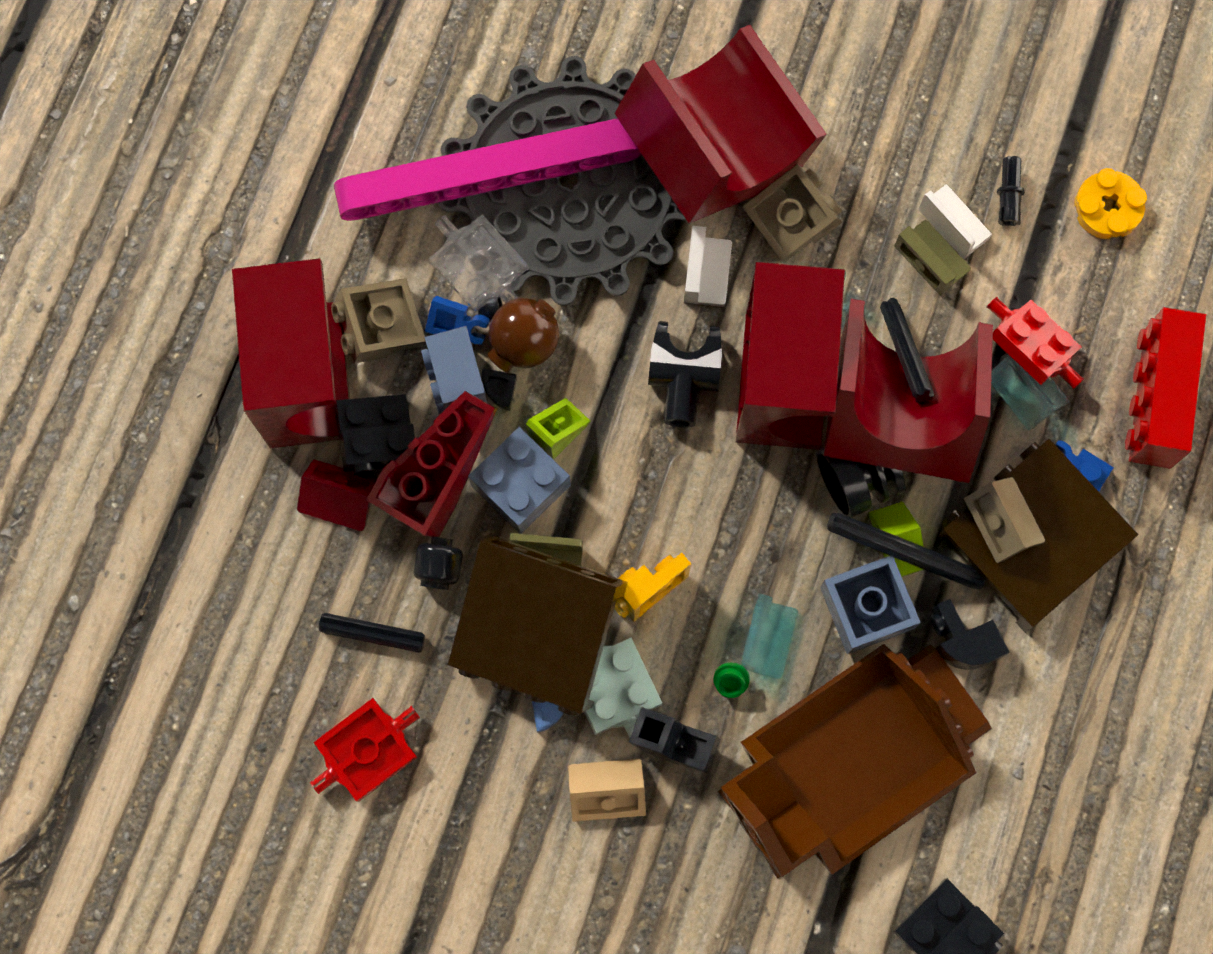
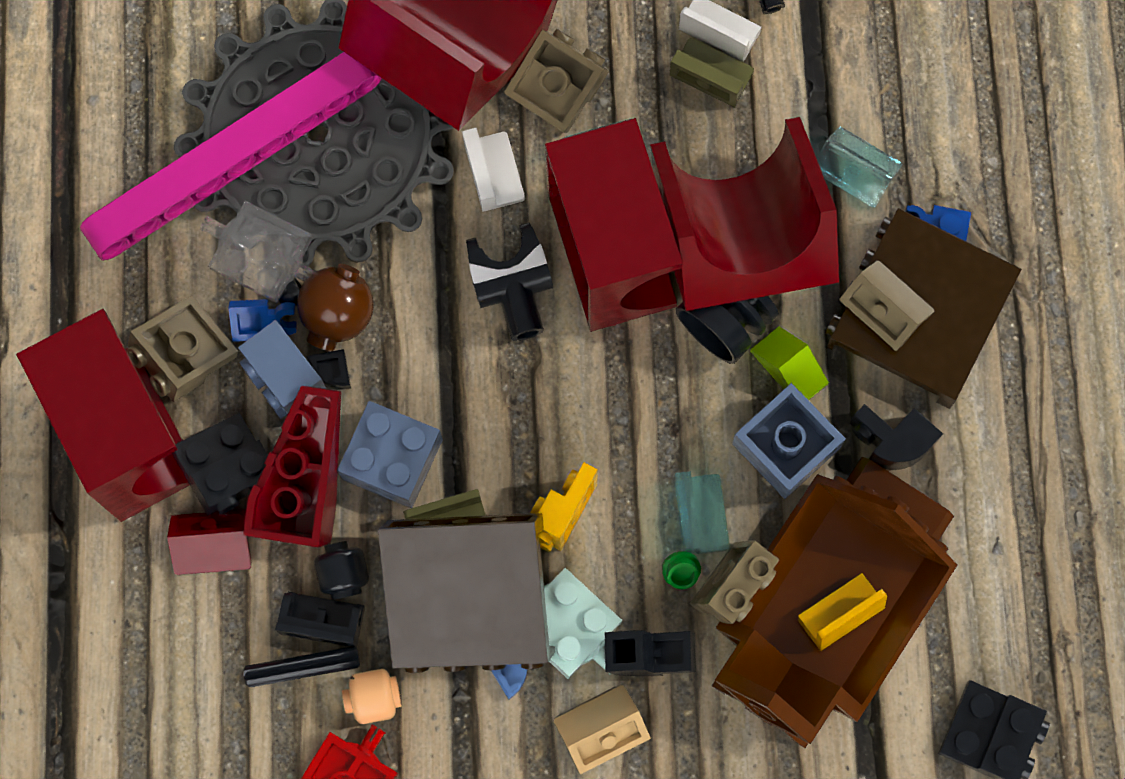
camera: 20 degrees left, 0 degrees up
(403, 598) = (320, 619): none -> black hinge
(420, 682) = (372, 696): none -> light nougat head
(556, 427) = (406, 386): lime slope -> none
(773, 709) = (735, 581): none -> dark tan plate
(857, 772) = (842, 611): none -> yellow panel
(905, 550) = (801, 373): black axle -> none
(907, 351) = (725, 175): black axle -> none
(1036, 342) = (847, 117): plate -> none
(1166, 388) = (991, 114): red piece -> none

